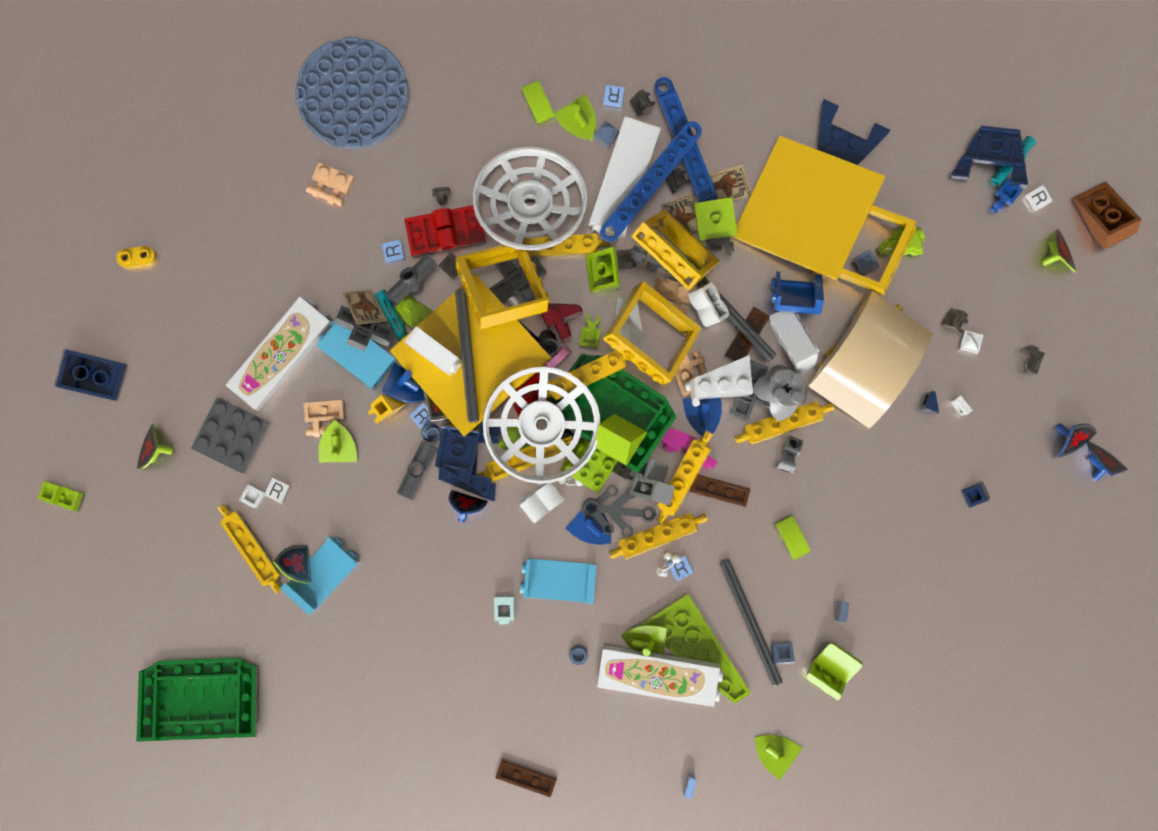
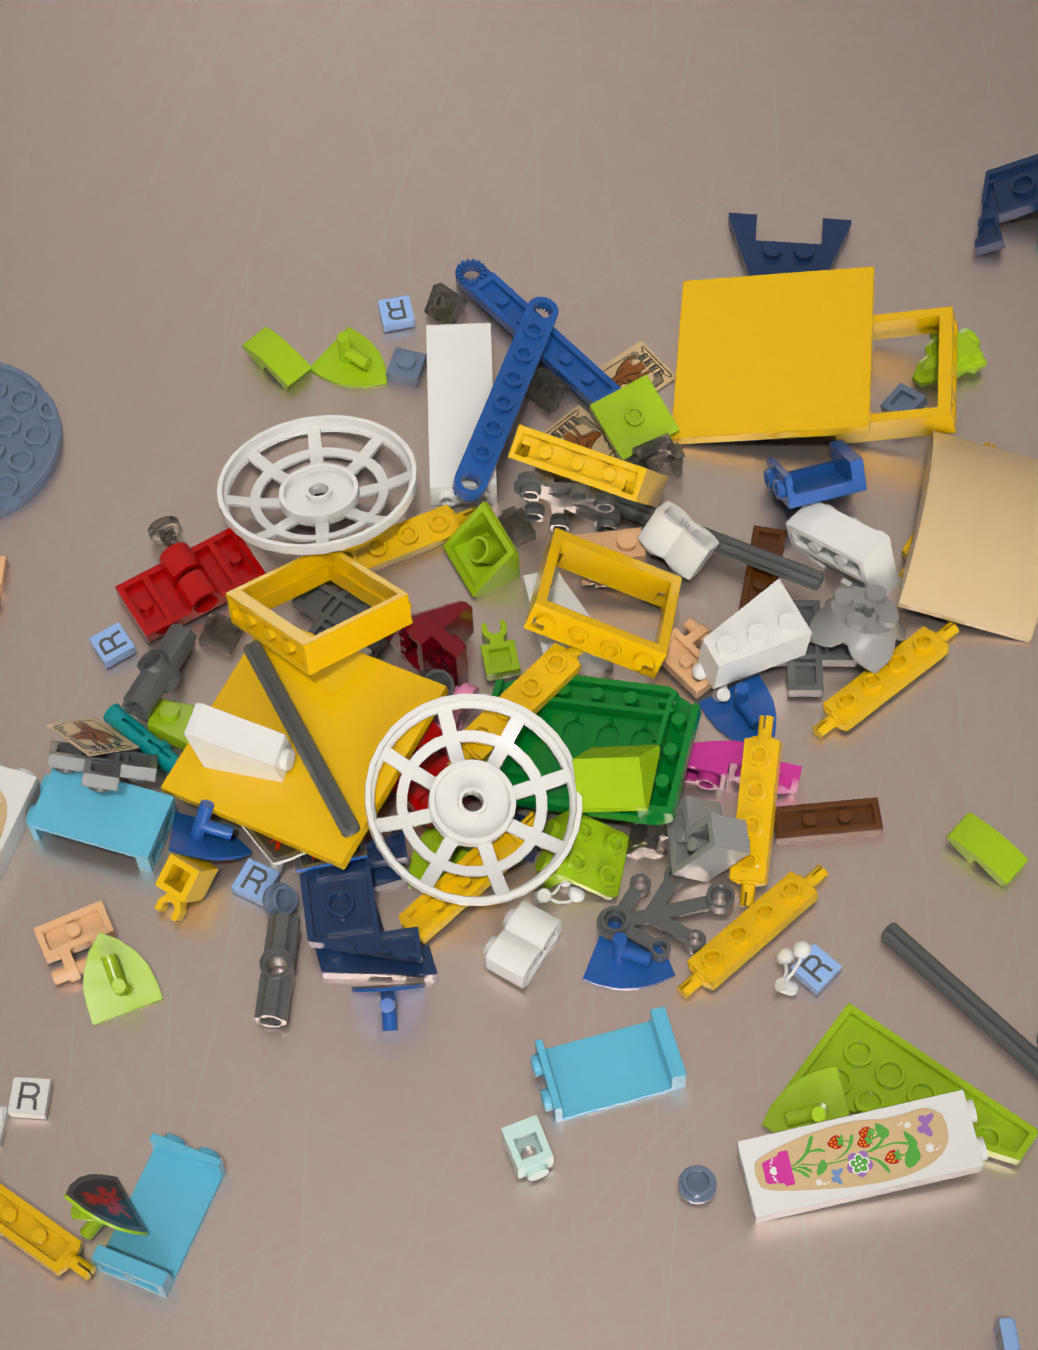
camera: 15 degrees left, 25 degrees down
(791, 448) = (918, 708): dark grey leg -> none

